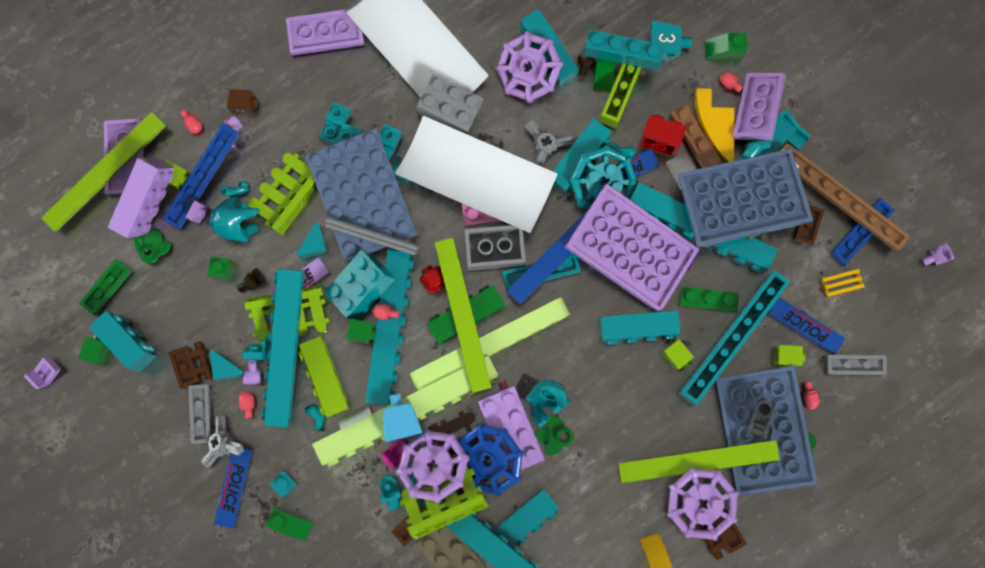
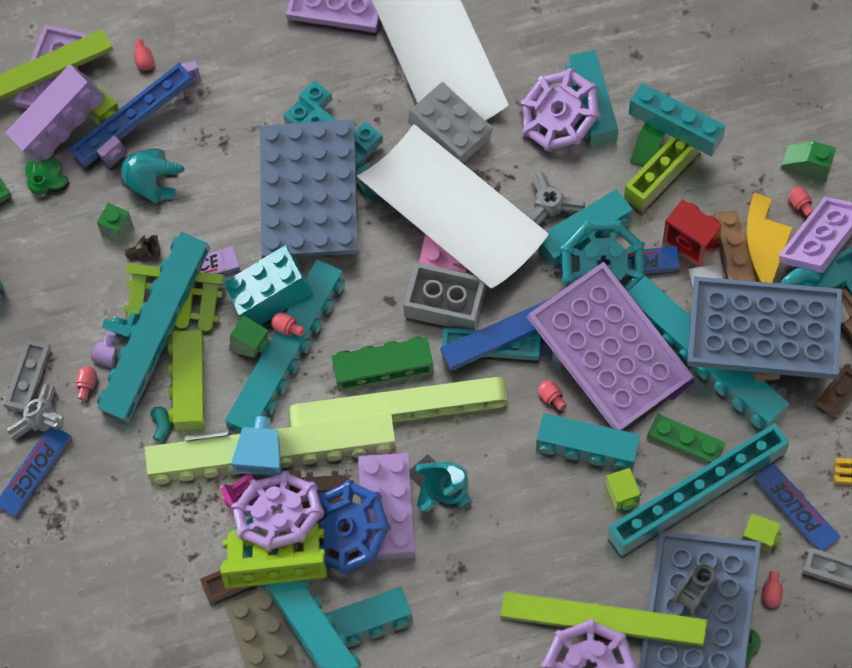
camera: 20 degrees right, 15 degrees down
(184, 365) = (30, 318): reddish brown plate -> none
(223, 368) = (75, 334): teal slope -> none
(230, 191) = (173, 145): teal arm -> none
(241, 101) = (209, 50): reddish brown brick -> none
(283, 483) = (93, 486): teal plate -> none
(289, 524) = (83, 531): green slope -> none
(290, 207) = (225, 178): lime fence -> none
(313, 244) = (232, 229): teal slope -> none
(371, 236) = (303, 234): light grey axle -> none
(390, 492) = (216, 530): teal hips -> none
(432, 279) = (359, 311): red head -> none
(463, 315) = (377, 359): lime tile -> none
(551, 435) = (434, 535): green plate -> none
(585, 64) = (631, 129): dark brown piece -> none
(599, 297) = (552, 394): none -> coral cylinder
(631, 151) = (650, 241): teal arm -> none
(671, 37) = (740, 131): teal torso -> none

